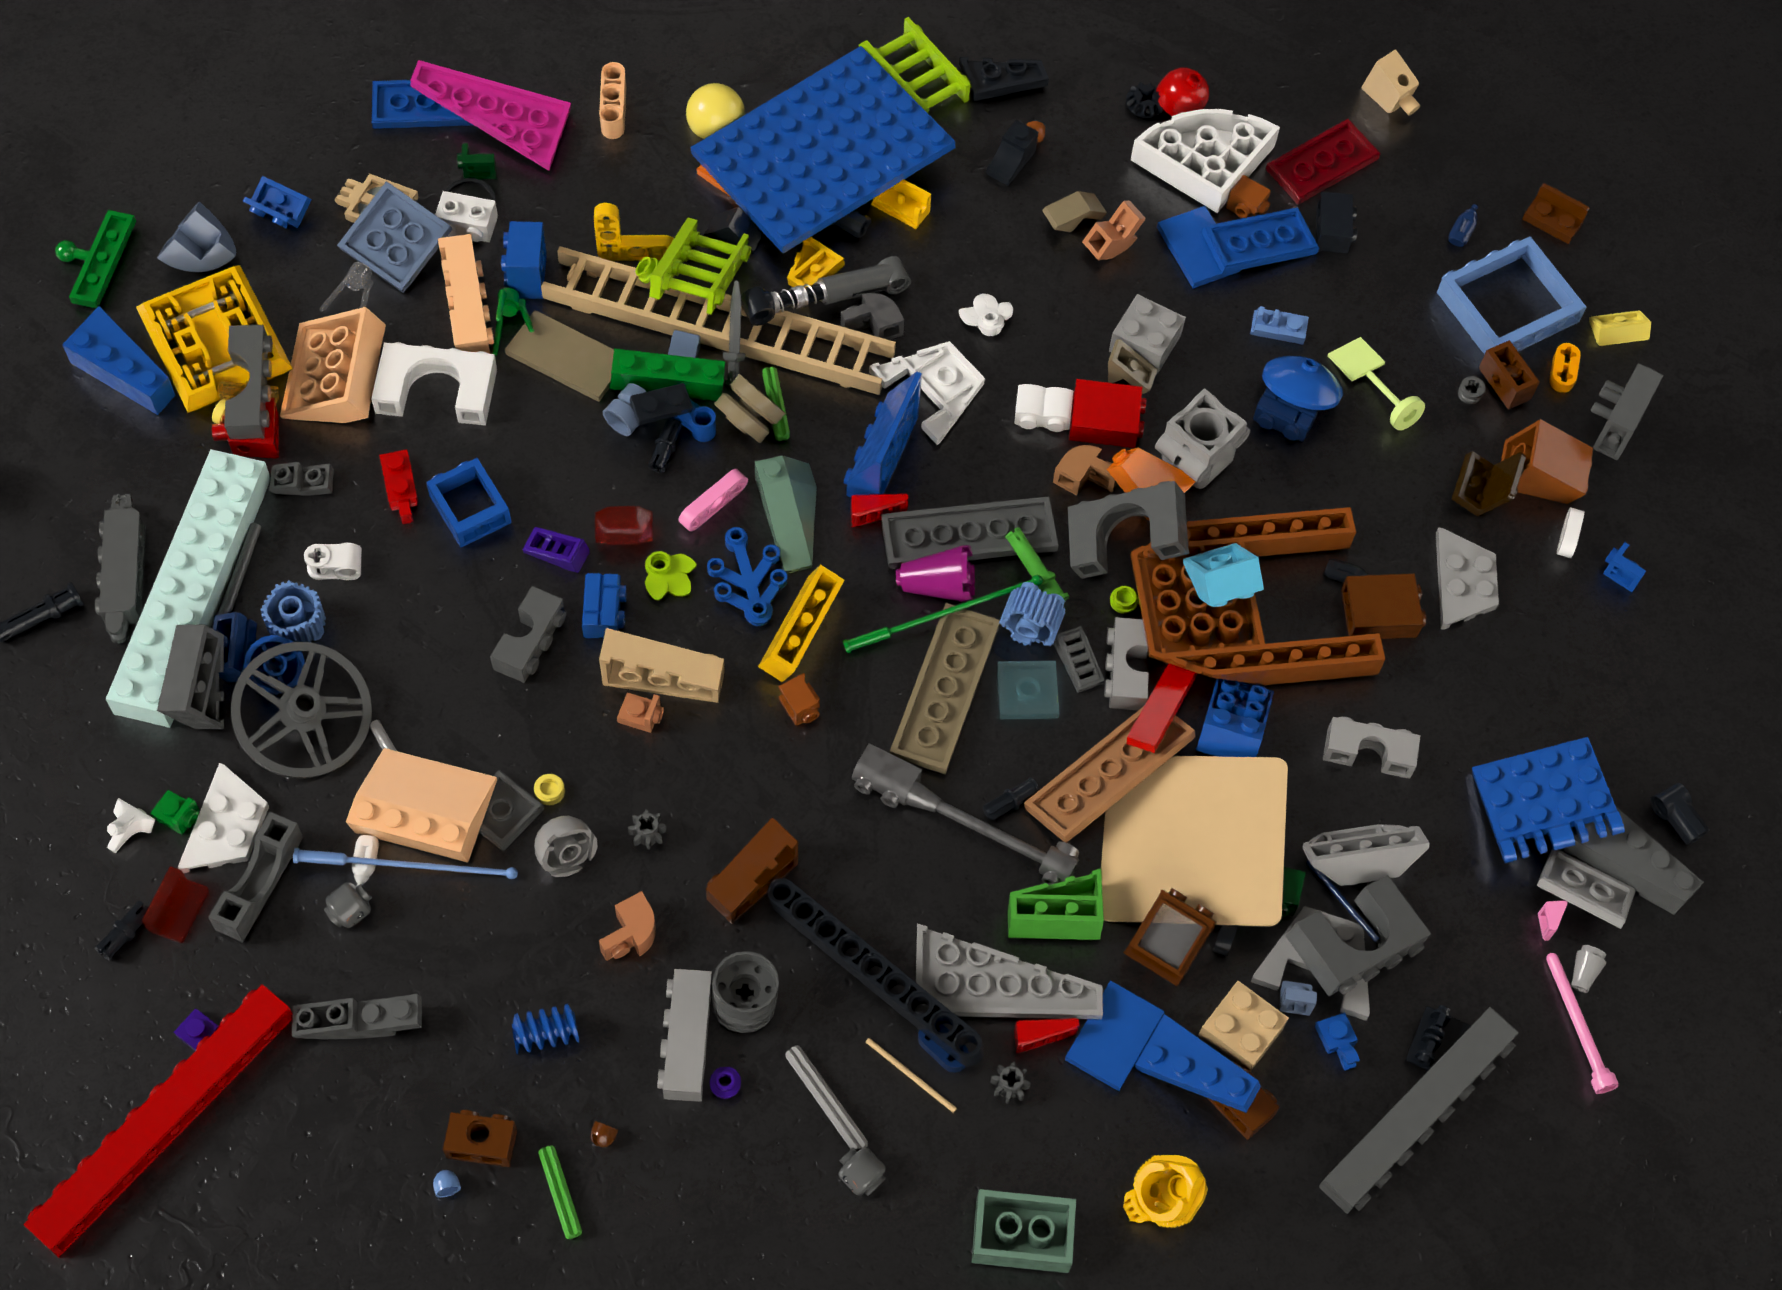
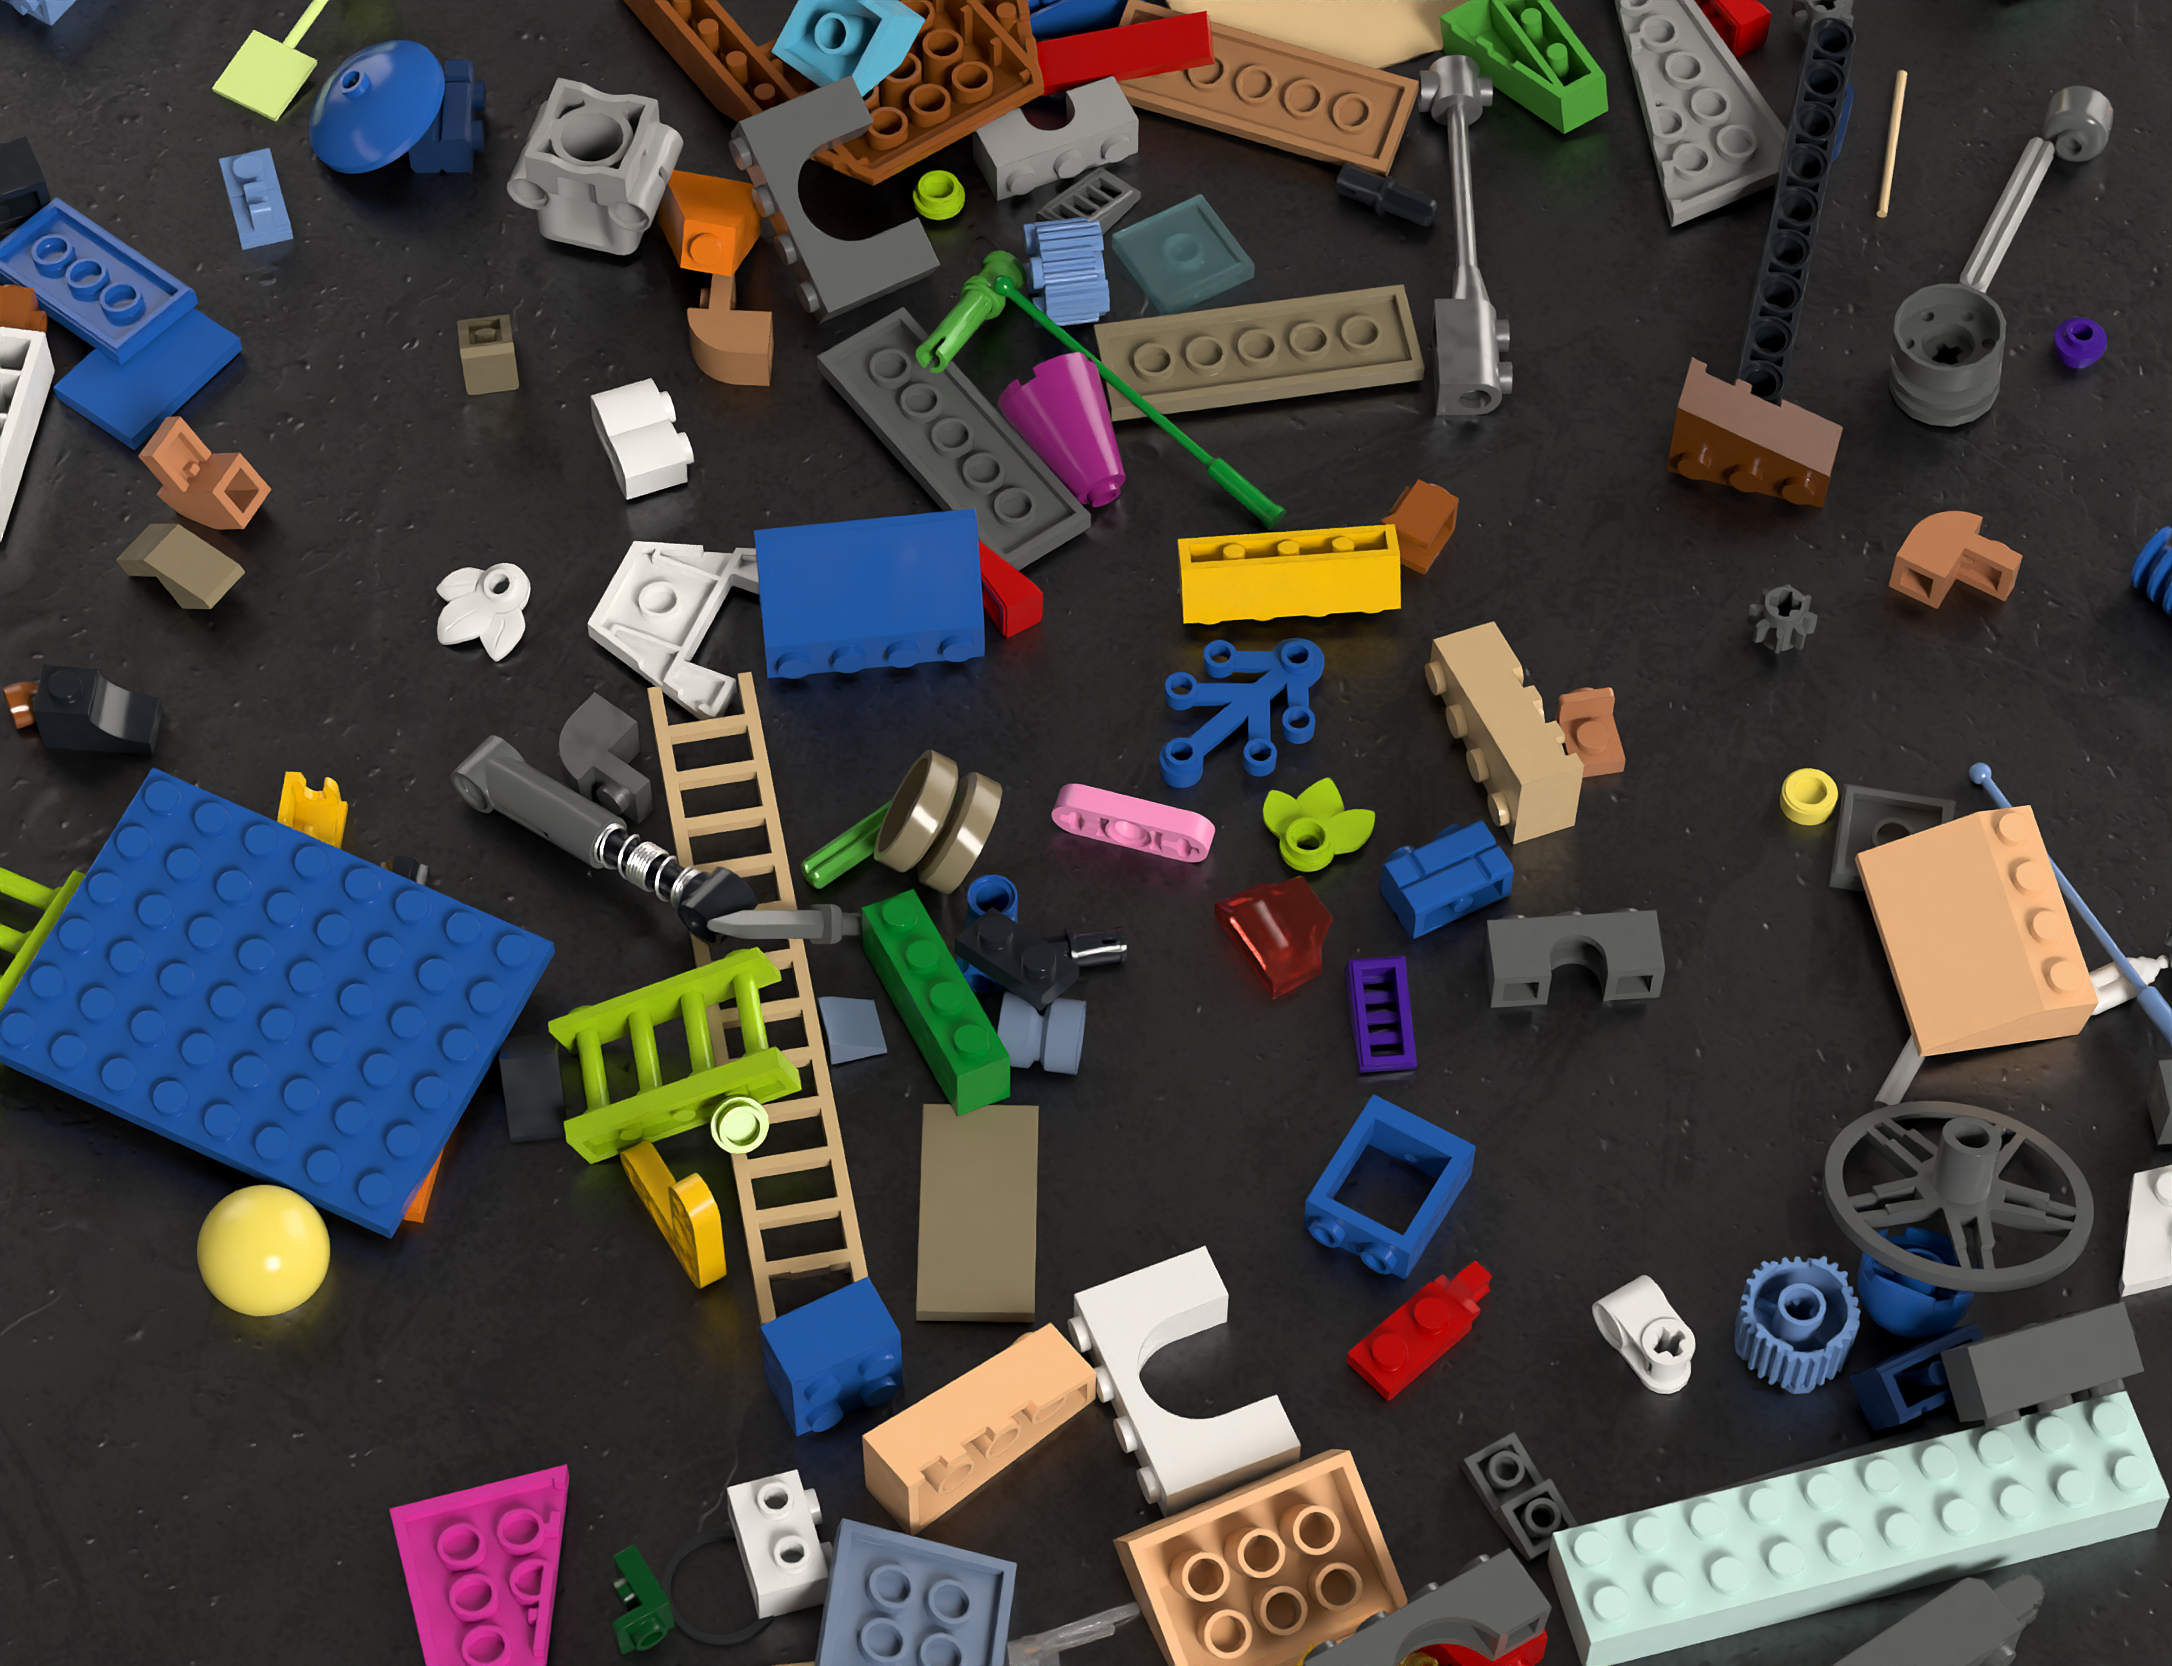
camera: 115 degrees left, 5 degrees down
(508, 306) = (934, 1356): green plant -> none
(564, 845) = (1894, 707): light grey cylinder -> none
(613, 100) = (323, 1464): light nougat beam -> none
(687, 1035) = (2052, 411): light grey brick -> none
(790, 505) = (1068, 719): sand green wedge -> none
(814, 263) = (551, 902): yellow wing -> none
(1107, 413) = (593, 343): red brick -> none
(1149, 330) = (397, 353): light grey brick -> none

